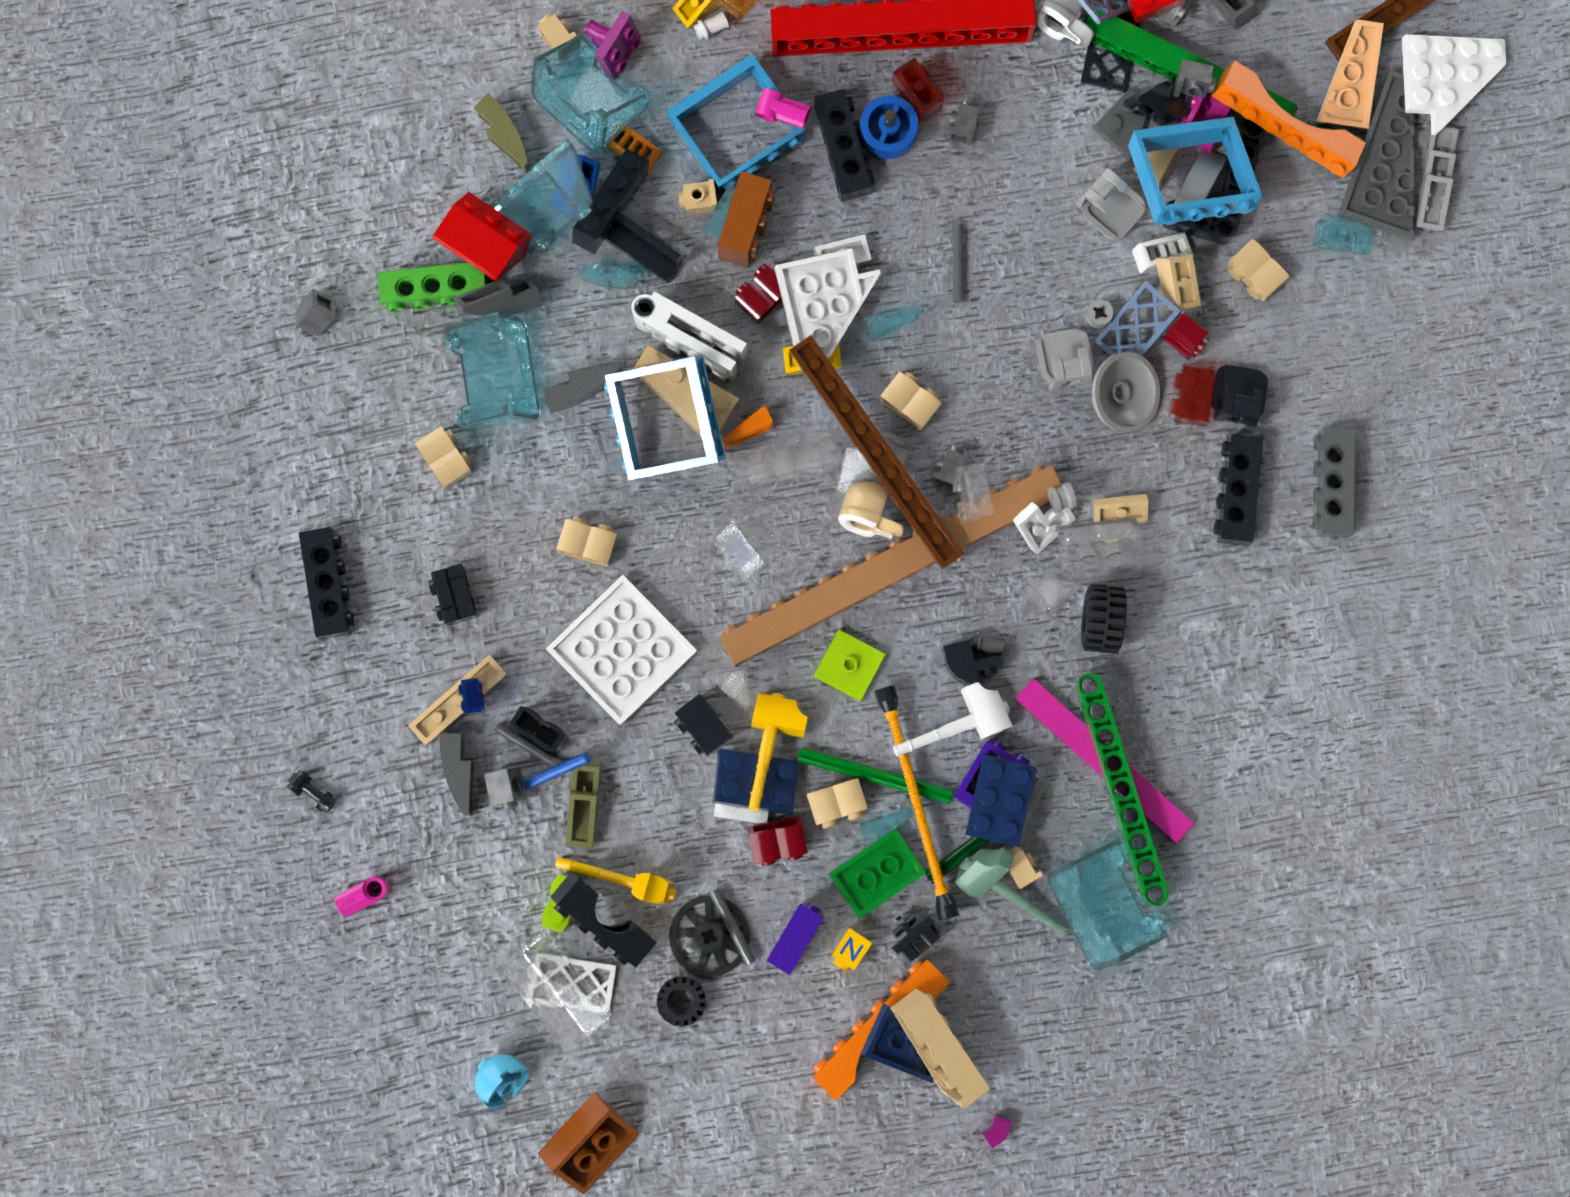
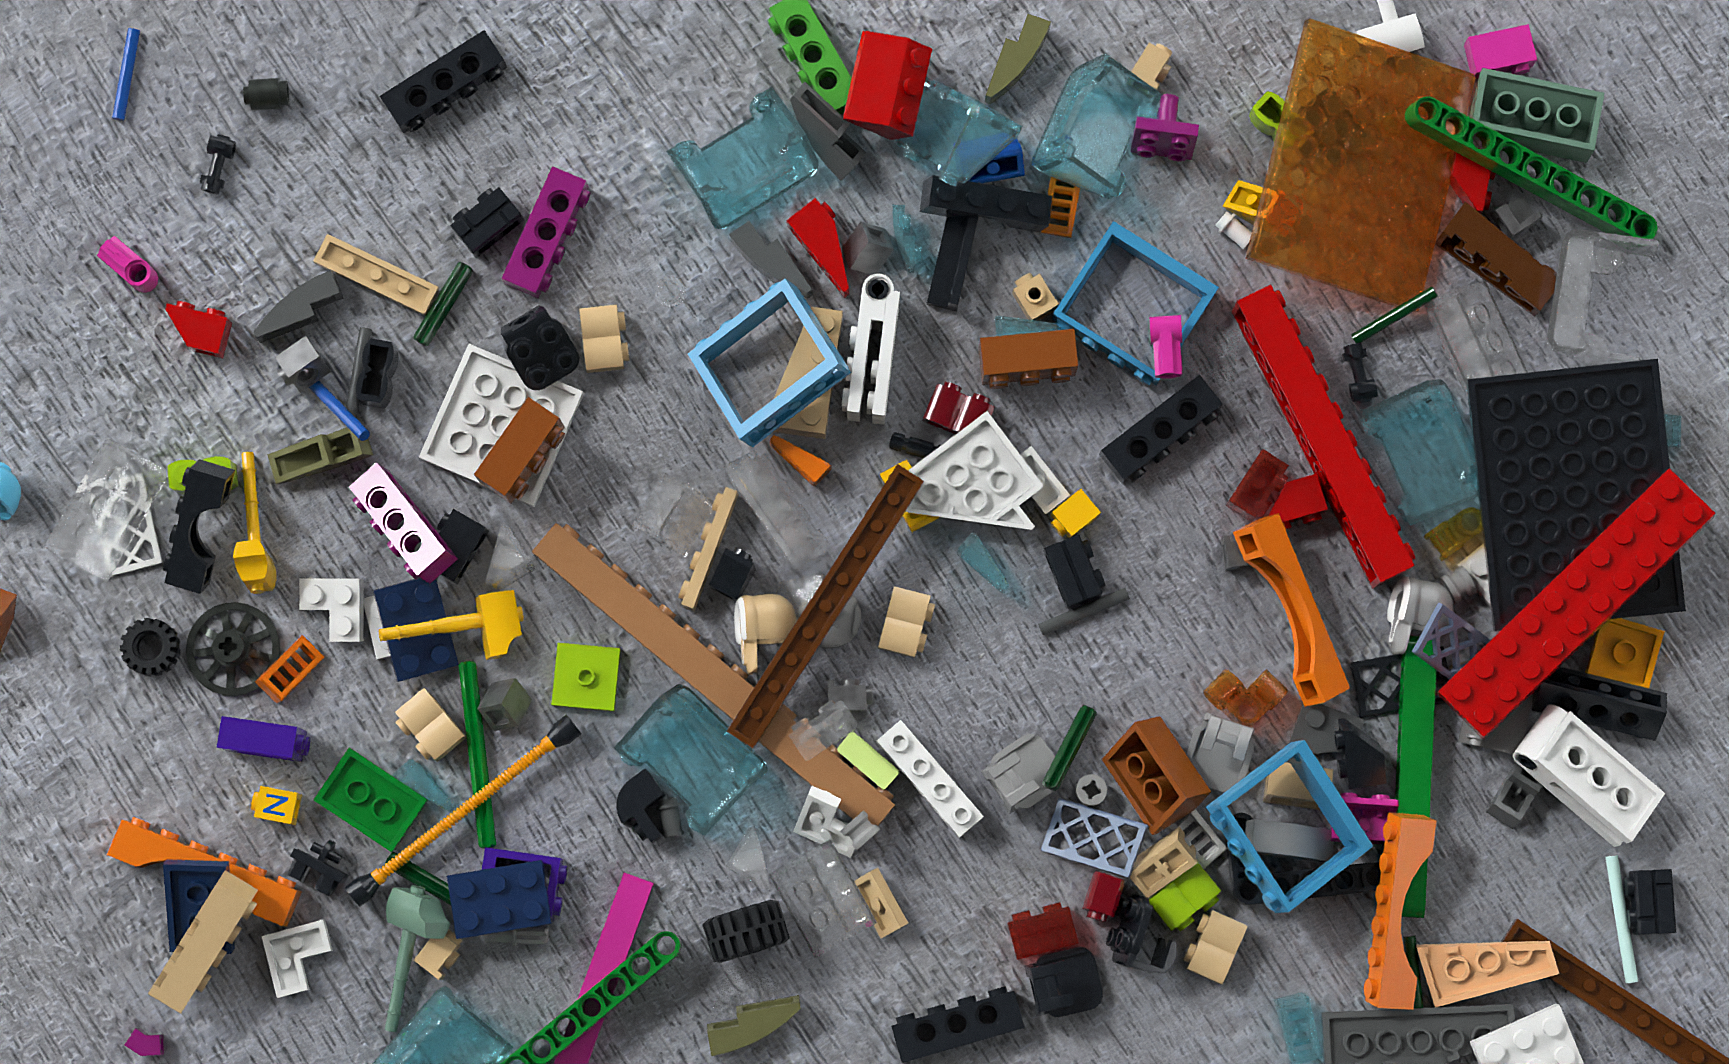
camera: 70 degrees right, 0 degrees up
(205, 836) = (126, 74): none -> blue bar
(272, 728) = (266, 94): none -> pearl dark grey brick
(442, 858) = (200, 330): none -> red slope
(443, 457) = (631, 147): tan brick -> none
(450, 525) = (556, 187): none -> magenta brick
(473, 697) = (381, 287): clear blue piece -> none
(504, 657) = (443, 304): none -> dark green axle
(574, 593) = (539, 348): none -> black piece
(581, 341) = (818, 235): none -> red slope
(604, 308) = (867, 248): none -> flat silver panel
(629, 767) = (433, 554): none -> brick
(653, 638) = (520, 451): none -> dark orange brick
(709, 831) = (344, 601): none -> white plate
(732, 926) = (251, 668): dark grey bar -> none
(742, 911) = (270, 689): none -> orange slope
(774, 338) = (911, 445): none -> black axle
(777, 840) = (362, 677): dark red brick -> none
(797, 535) = (703, 560): none -> tan plate
(818, 515) = (733, 573): none -> black slope
(845, 737) = (504, 704): none -> flat silver panel
(881, 237) = (1074, 514): none -> yellow brick
(888, 127) = (1202, 471): blue wheel -> none
(925, 256) = (1074, 571): none -> black brick
(941, 63) = (1300, 501): none -> red slope
(949, 605) = (693, 756): none -> clear light blue windscreen
(970, 989) = (286, 951): none -> white plate
(978, 98) = (1316, 664): none -> orange arch
(986, 714) = (592, 848): white piece -> none
(1009, 471) = (868, 760): none -> yellowish green slope
(1041, 431) = (929, 779): none -> white brick
(1060, 316) = (1069, 748): none -> dark green axle
(1068, 179) = (1229, 693): none -> clear orange piece
(1109, 258) = (1155, 774): none -> dark orange slope
(1136, 392) = (1015, 869): light grey dish -> none
(1175, 646) = (752, 1024): none -> olive slope
(1194, 79) = (1397, 786): flat silver brick -> none
(1212, 278) = (1185, 896): none -> lime brick
(1228, 327) = (1129, 936): none -> black piece

